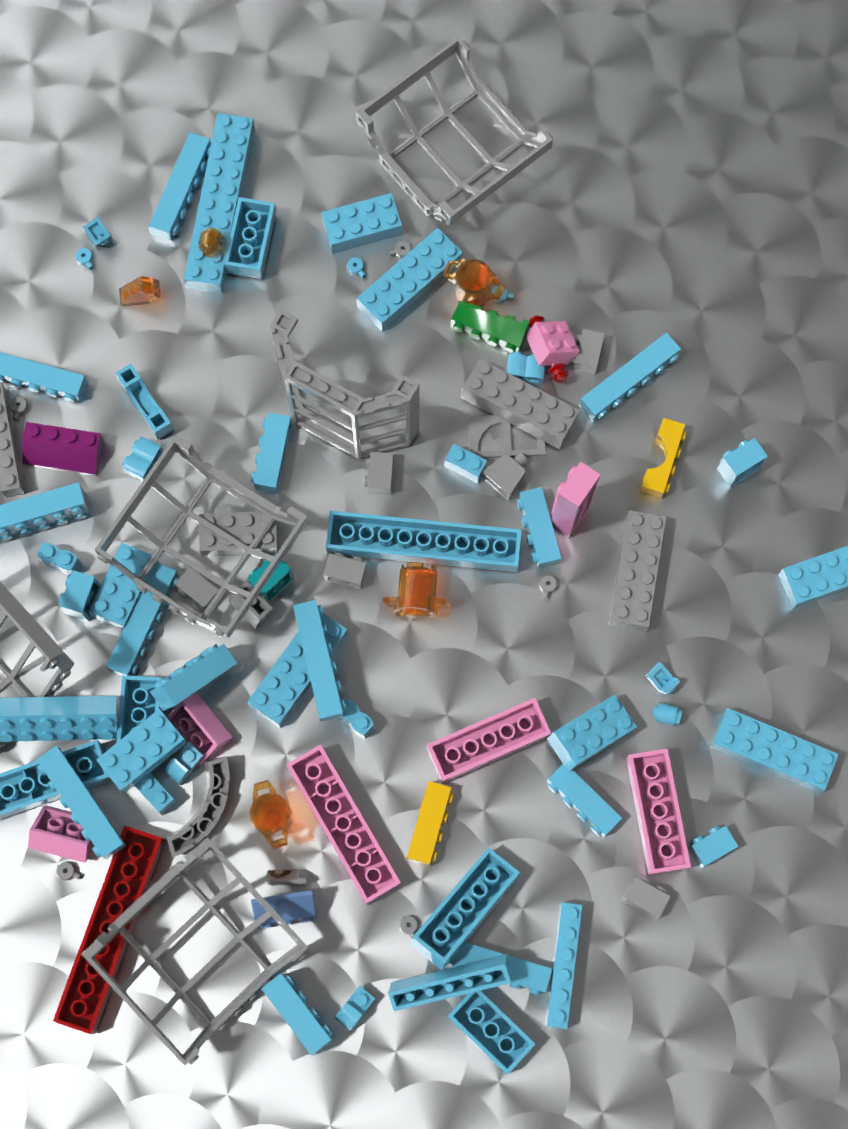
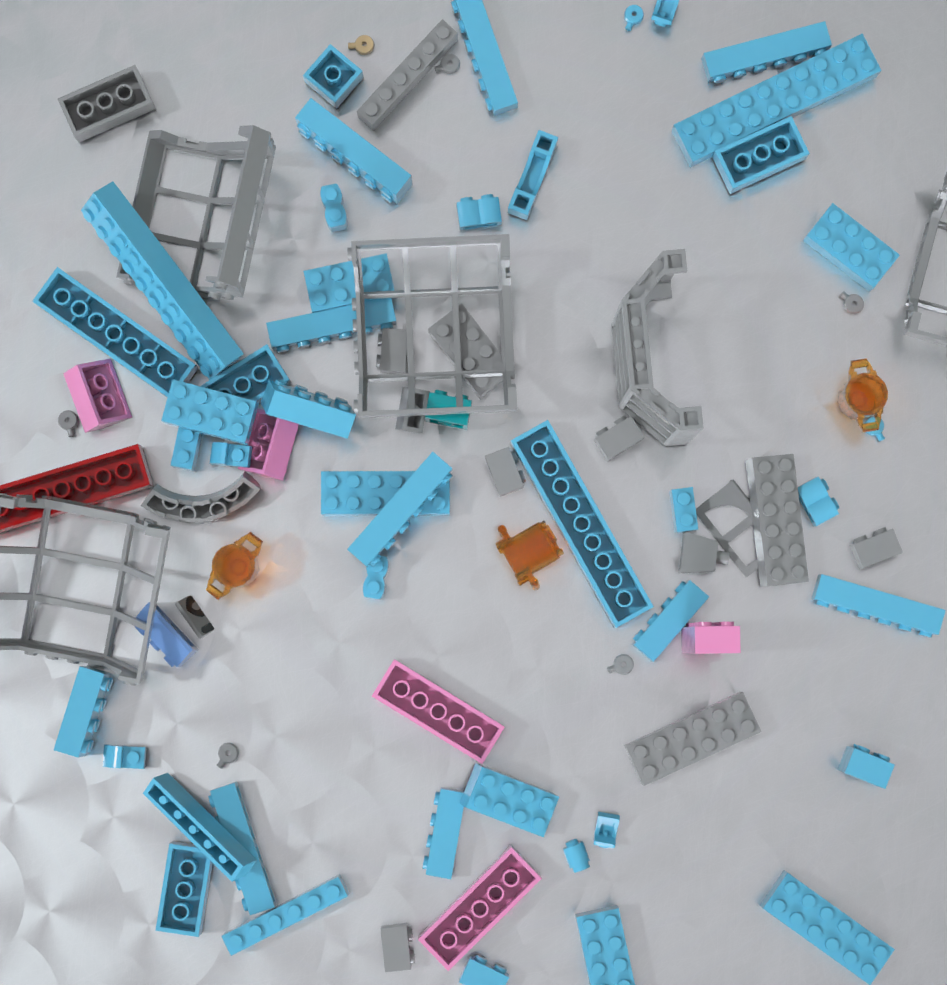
camera: 55 degrees right, 10 degrees up
(61, 448) = (436, 133): magenta slope -> none
(79, 595) = (312, 251): medium azure brick -> none
(80, 802) = (129, 392): medium azure brick -> none
(140, 291) = (635, 92): clear orange slope -> none
(211, 242) = (726, 124): clear orange head -> none
(272, 452) = (568, 326): medium azure brick -> none
(343, 824) = (273, 634): bright pink brick -> none
(359, 267) = (804, 276): medium azure piece -> none
(408, 279) = (827, 332): medium azure brick -> none
(428, 824) = (328, 709): yellow brick -> none
(465, 908) = (273, 794): medium azure brick -> none
(490, 326) = (833, 439): green wedge -> none
(552, 346) = (854, 511): bright pink brick -> none
(669, 437) = (845, 681): yellow arch -> none

